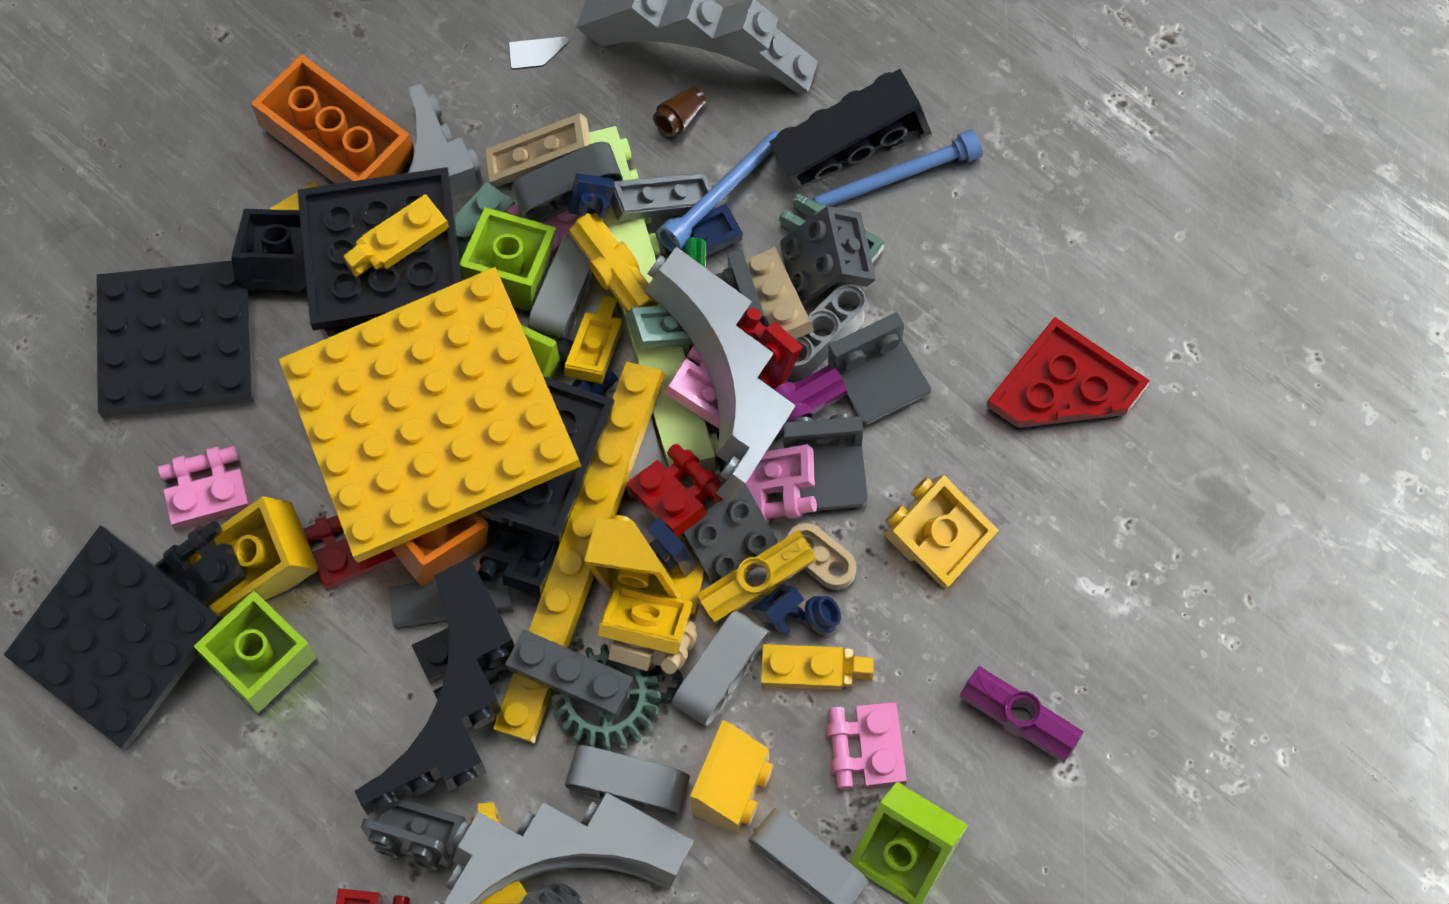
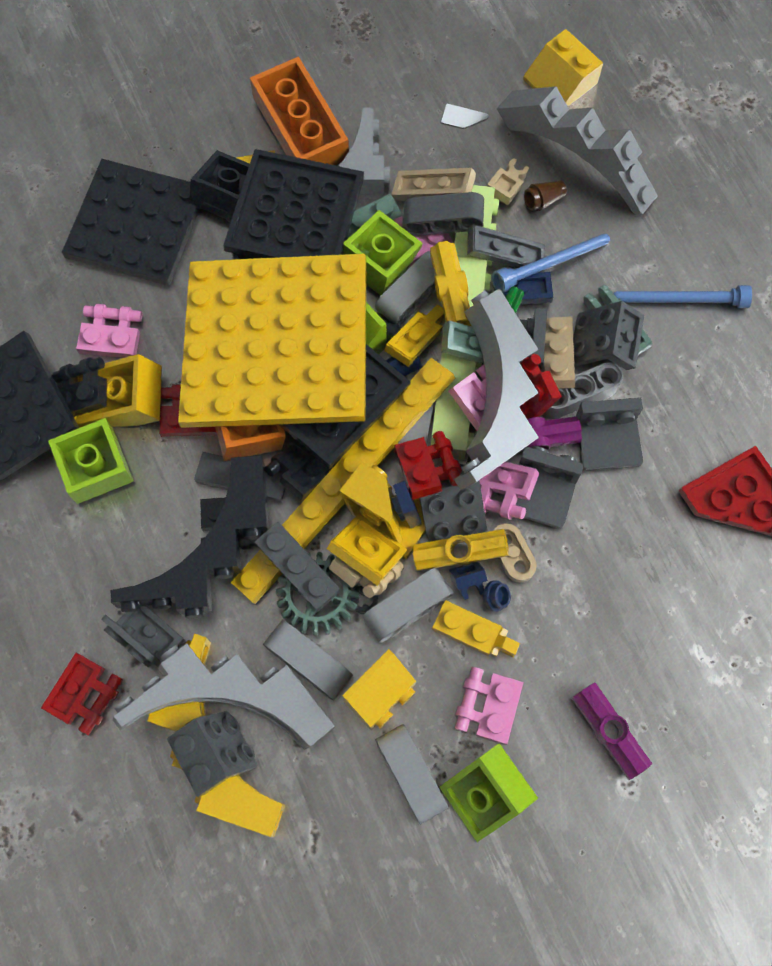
camera: 20 degrees right, 5 degrees up
(397, 237) = (307, 207): yellow hinge -> none
(591, 195) = (455, 229): dark blue tile -> none
(628, 112) = (508, 182): none -> tan plate
(851, 130) = (662, 253): black wedge -> none
(939, 529) = (607, 568): yellow plate -> none

